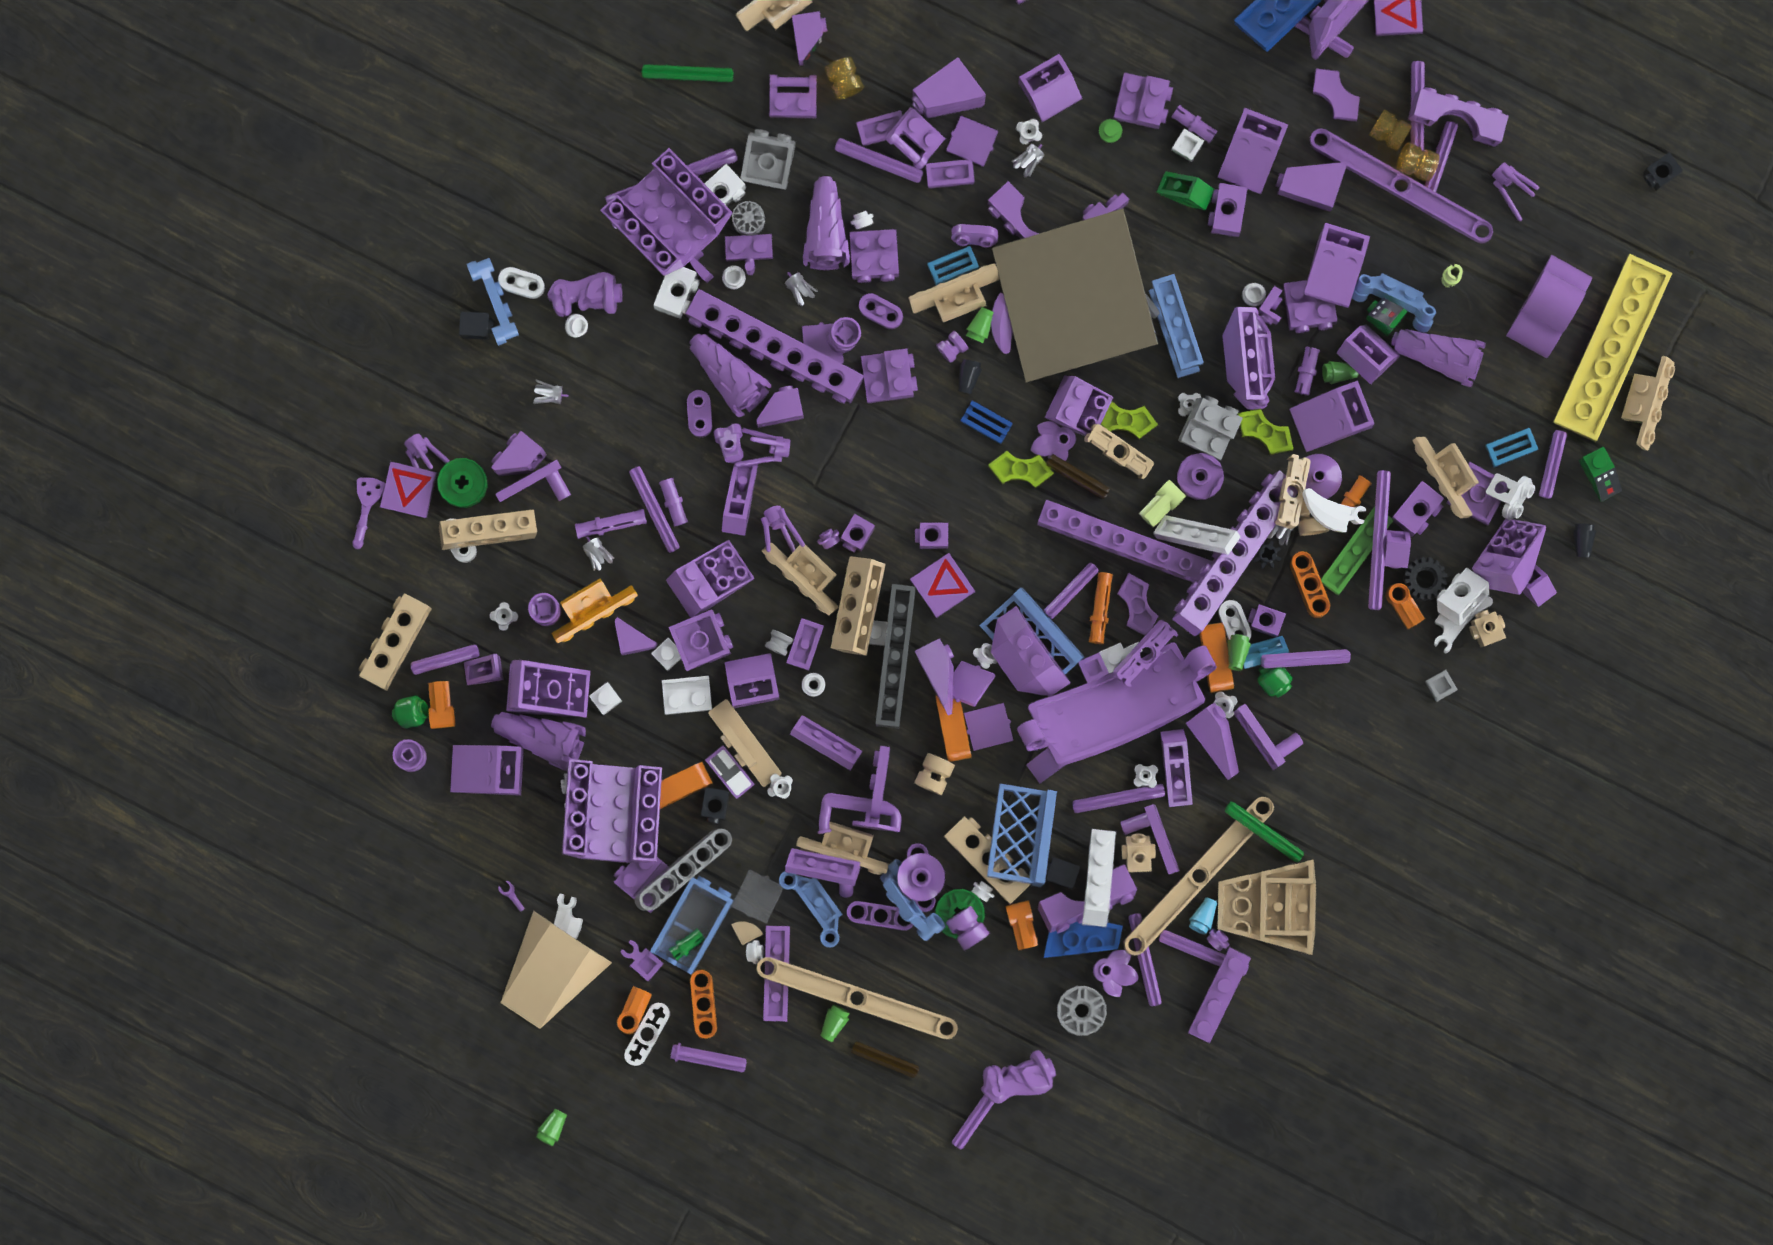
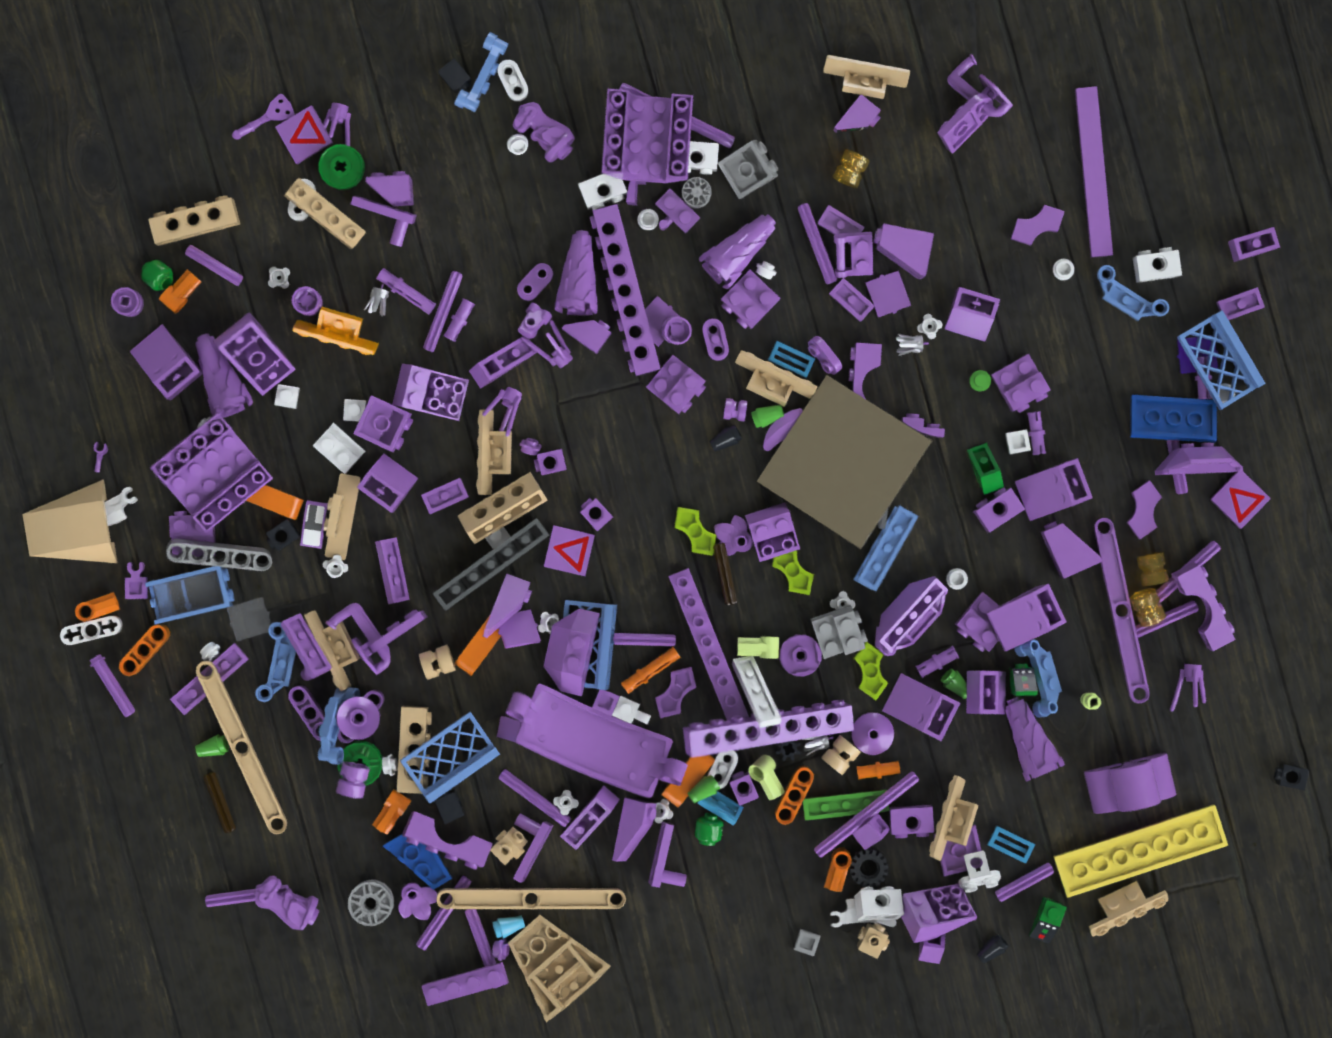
camera: 45 degrees right, 5 degrees up
(483, 670) = (230, 298): medium lavender slope -> none
(553, 393) = (454, 168): flat silver piece -> none
(631, 639) = (341, 377): medium lavender slope -> none
(687, 73) = (758, 59): green axle -> none
(688, 943) = (169, 601): green pin -> none
(746, 931) = (219, 633): tan tile -> none
(779, 642) = (429, 477): light grey wheel -> none
(793, 104) = (802, 150): medium lavender plate -> none
(796, 284) = (681, 270): flat silver piece -> none
(813, 677) = (416, 526): white plate -> none
(965, 420) = (704, 472): blue tile -> none
(988, 726) = (503, 668): medium lavender piece -> none
(1099, 878) = (466, 836): white arch -> none
(1108, 441) = (769, 599): tan piece -> none
(1155, 640) = (632, 728): medium lavender piece -> none
(1264, 832) = (599, 915): green axle -> none
(1268, 592) = (763, 772): none -> yellowish green piece
(1271, 302) = (962, 595): medium lavender bracket -> none
(1291, 507) = (833, 737): tan piece -> none
(1305, 658) = (741, 837): medium lavender axle -> none
(1331, 514) = (853, 766): white piece -> none

